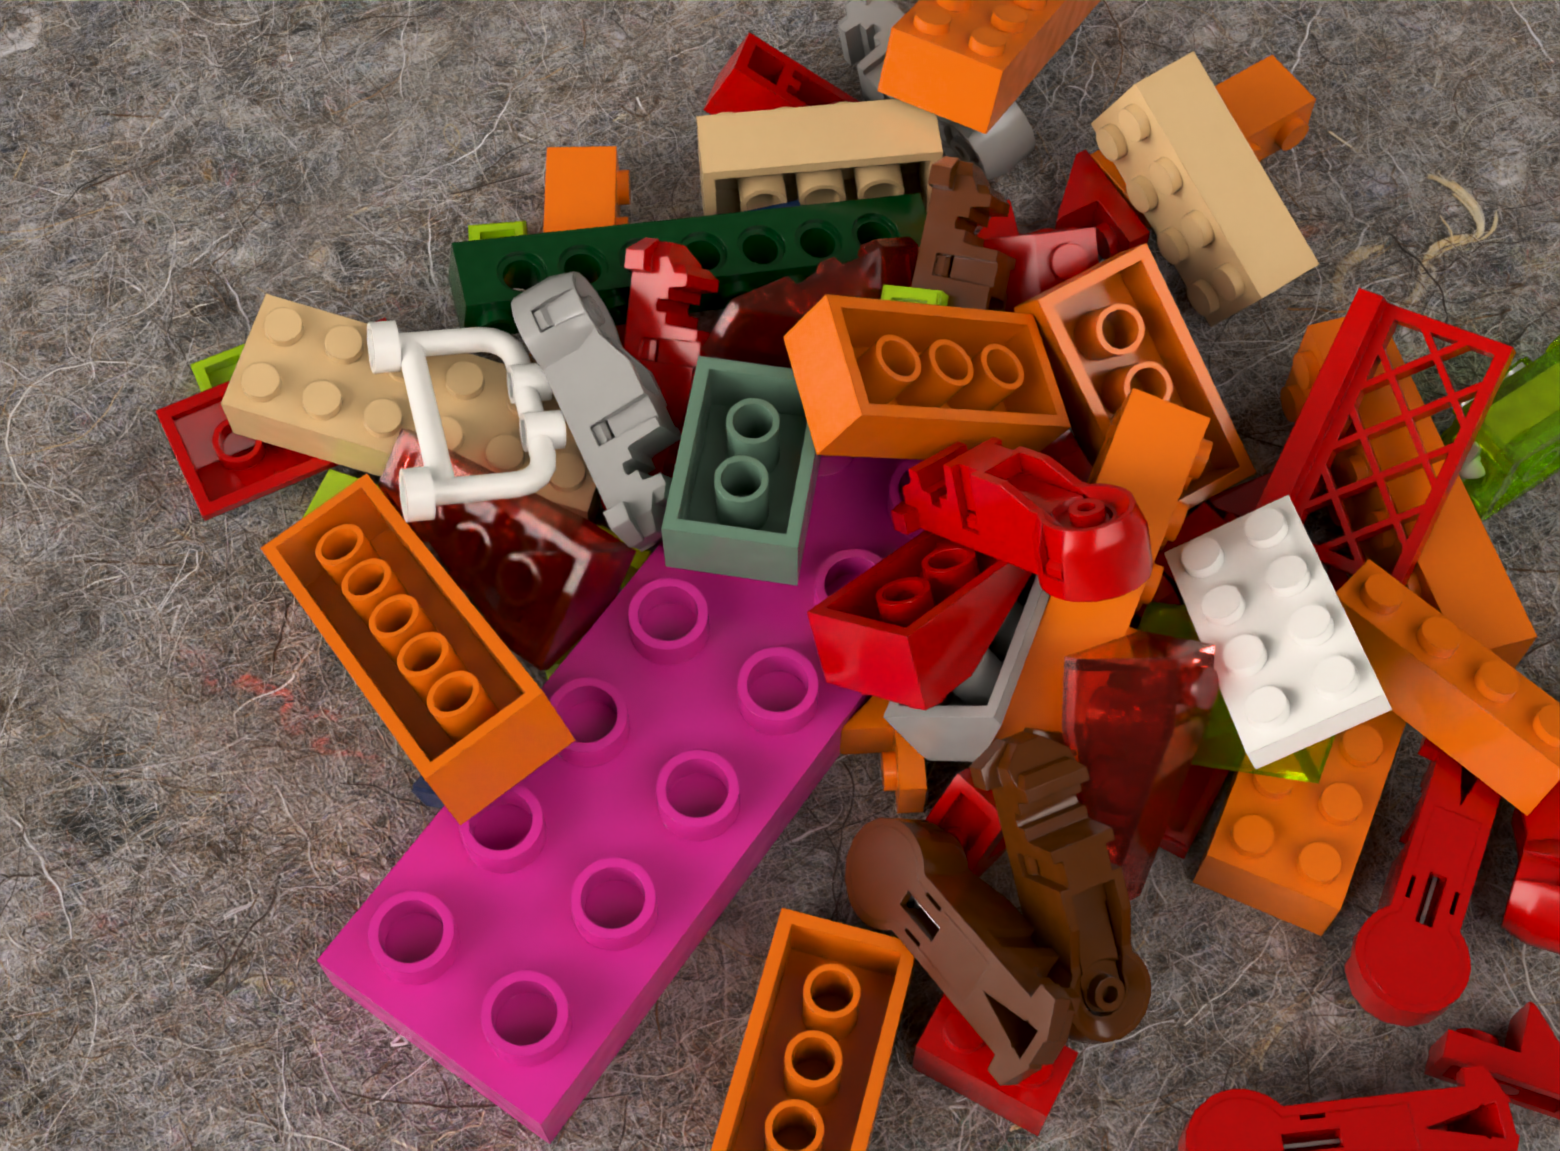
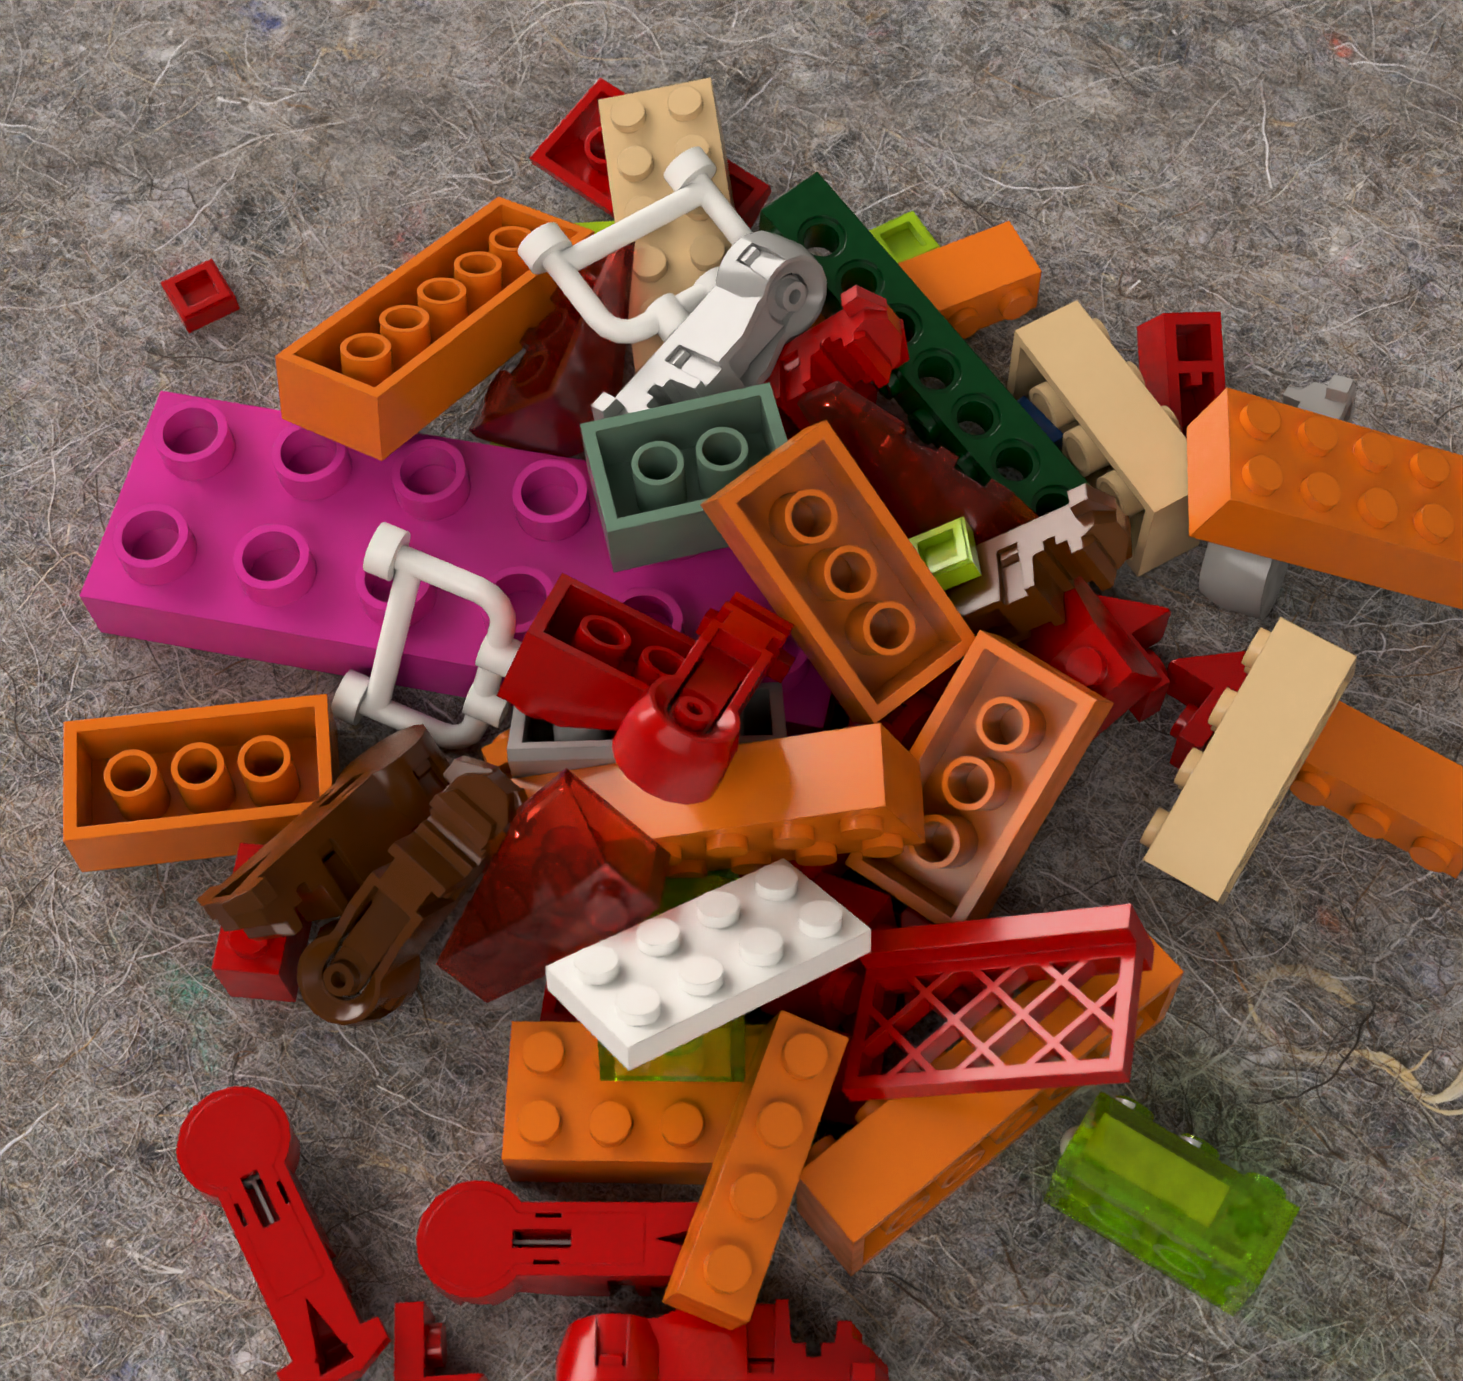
camera: 70 degrees right, 0 degrees up
(170, 904) = (200, 295): none -> red tile
(734, 750) = (371, 696): none -> white bar

